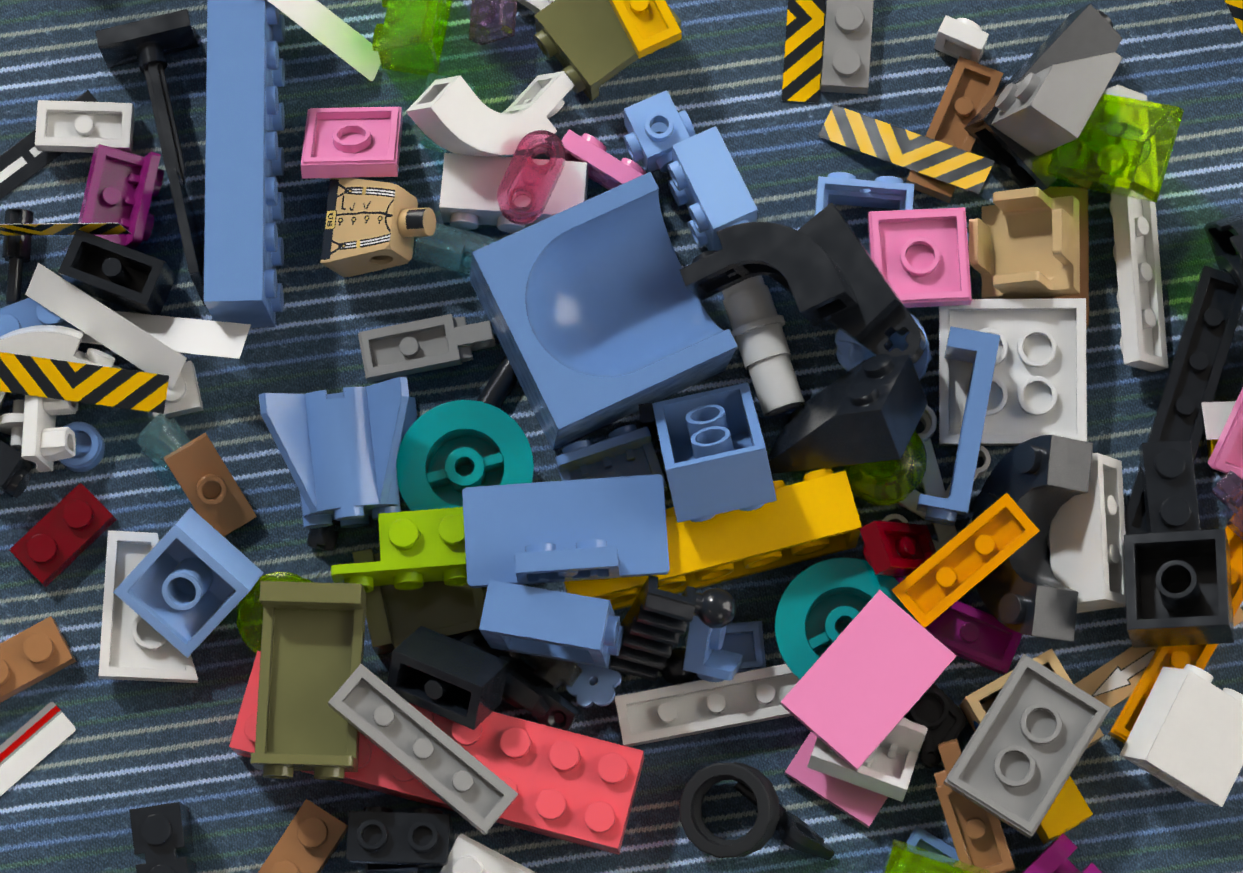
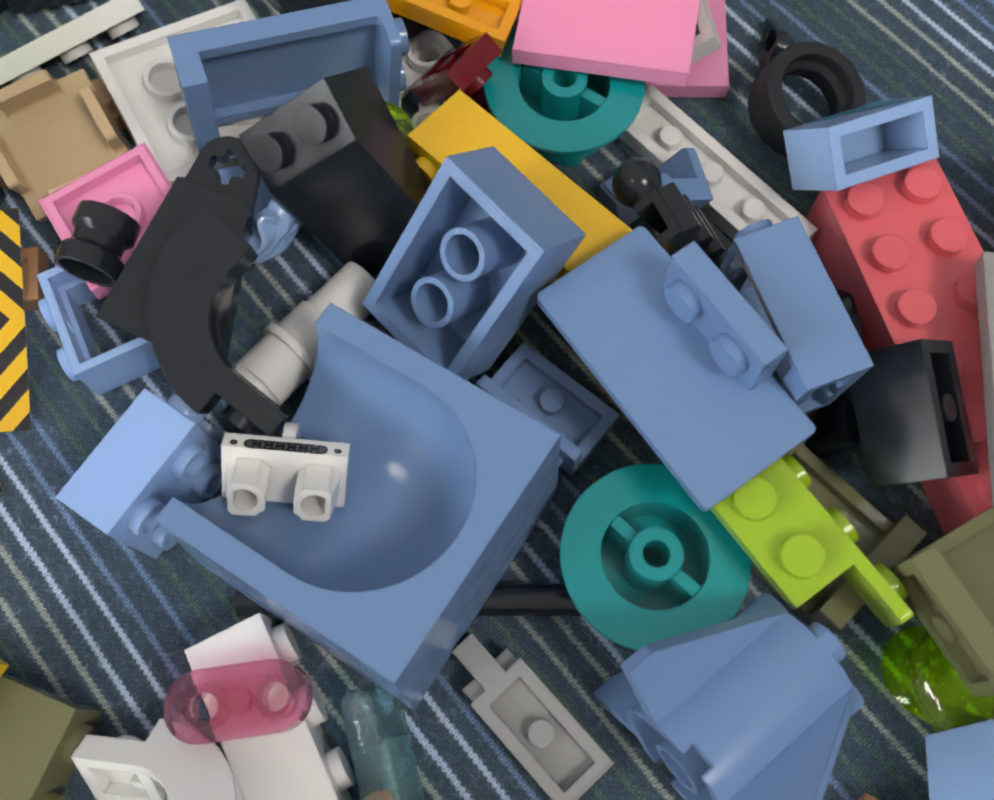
camera: 120 degrees left, 5 degrees down
(601, 165) = (184, 613): bright pink plate -> none
(653, 129) = (103, 593): light blue brick -> none
(654, 792) = (861, 144): none -> light blue brick
(655, 272) = (284, 471): none -> white hips
(886, 227) = (97, 243): none -> black wheel

